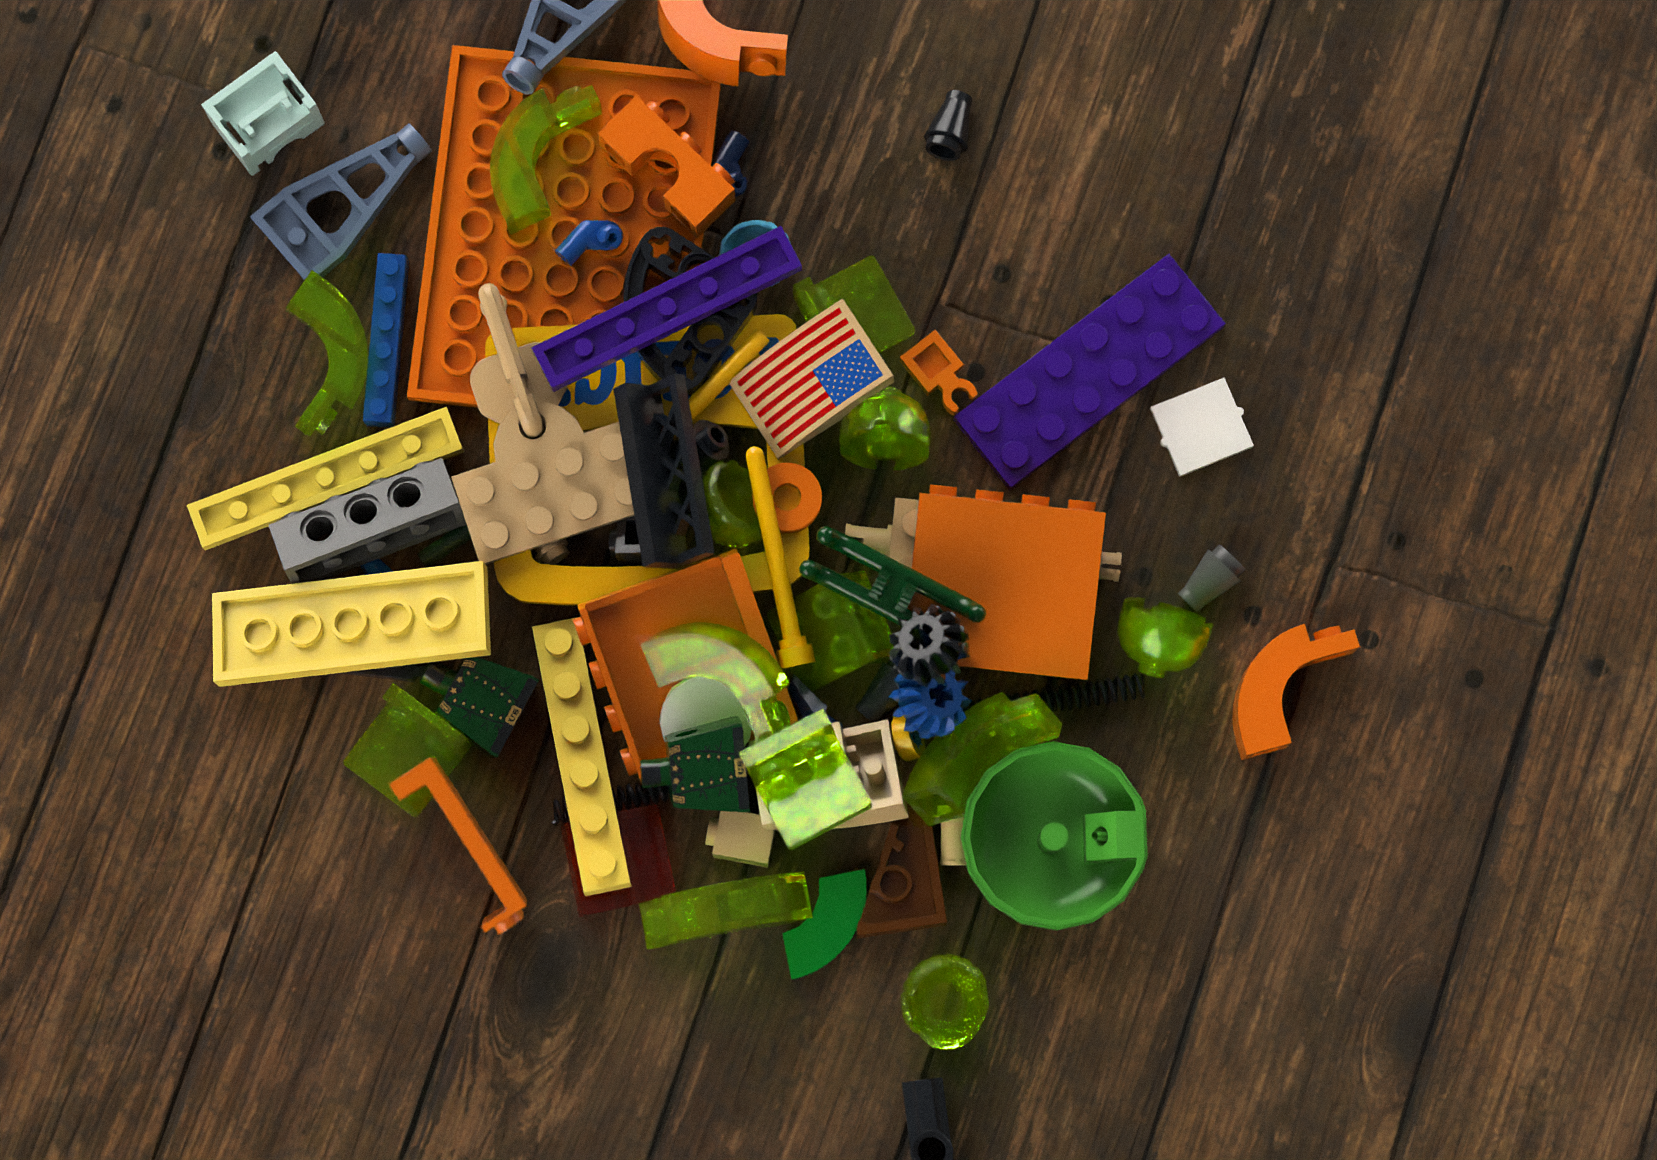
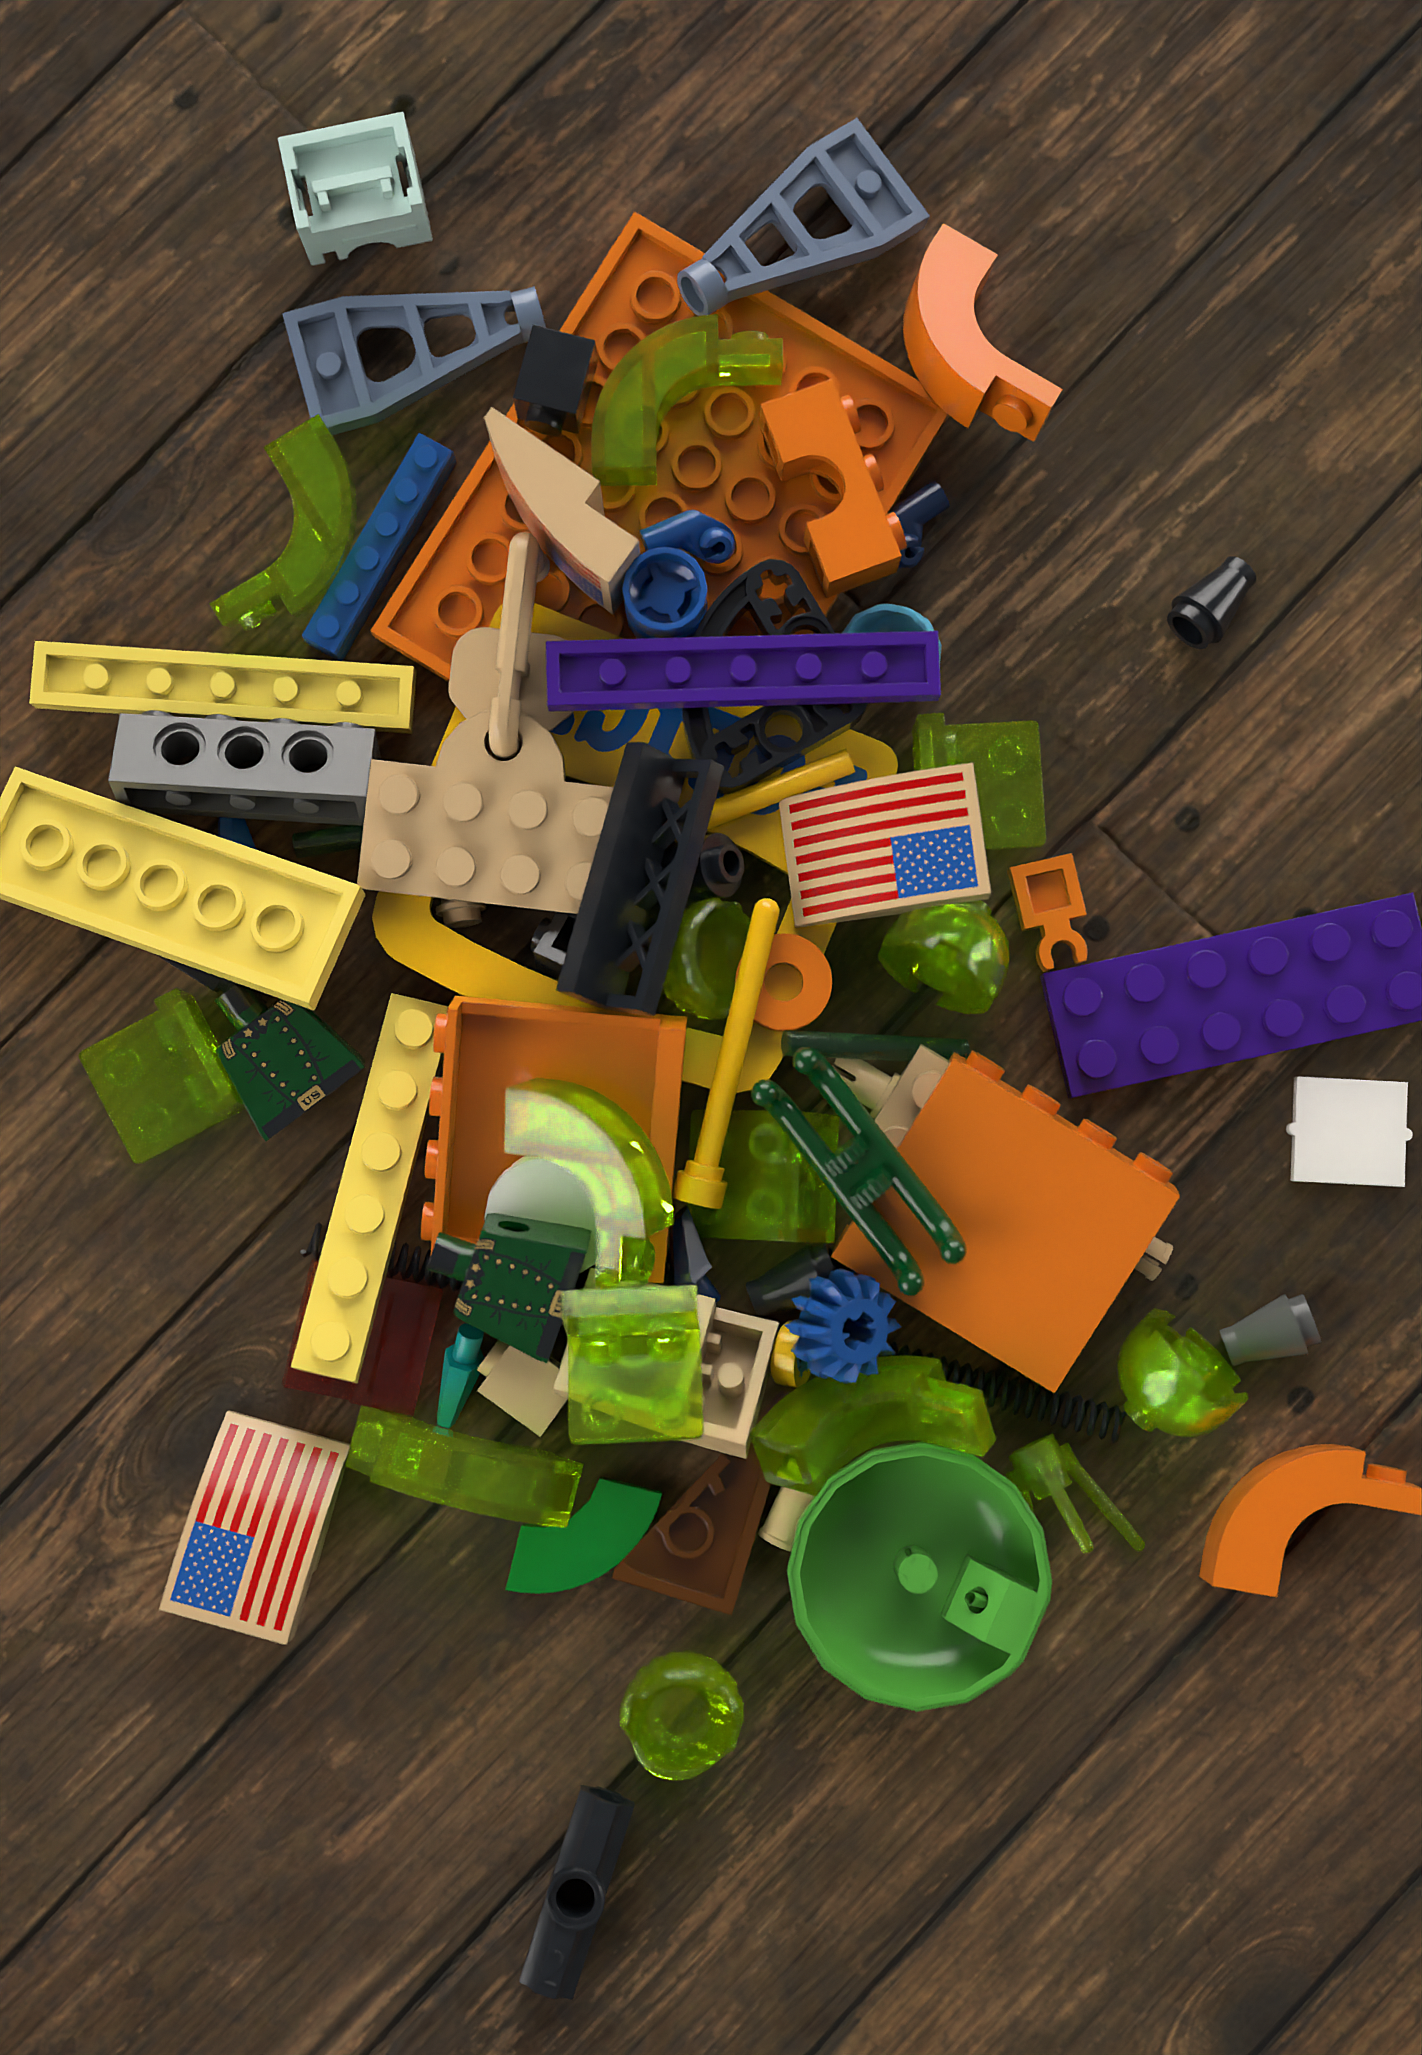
camera: 25 degrees right, 5 degrees up
(434, 777) = (170, 1239): orange panel -> none
(455, 179) = (555, 381): none -> black brick
(501, 258) = (563, 511): none -> tan slope
(593, 283) = (664, 594): none -> blue wheel
(608, 1013) = (256, 1528): none -> slope
(694, 851) = (459, 1374): none -> teal bar
(863, 514) = (869, 1045): none -> clear green bar
(912, 649) = (845, 1271): black gear -> none
(1107, 735) = (1044, 1469): none -> clear neon green plant

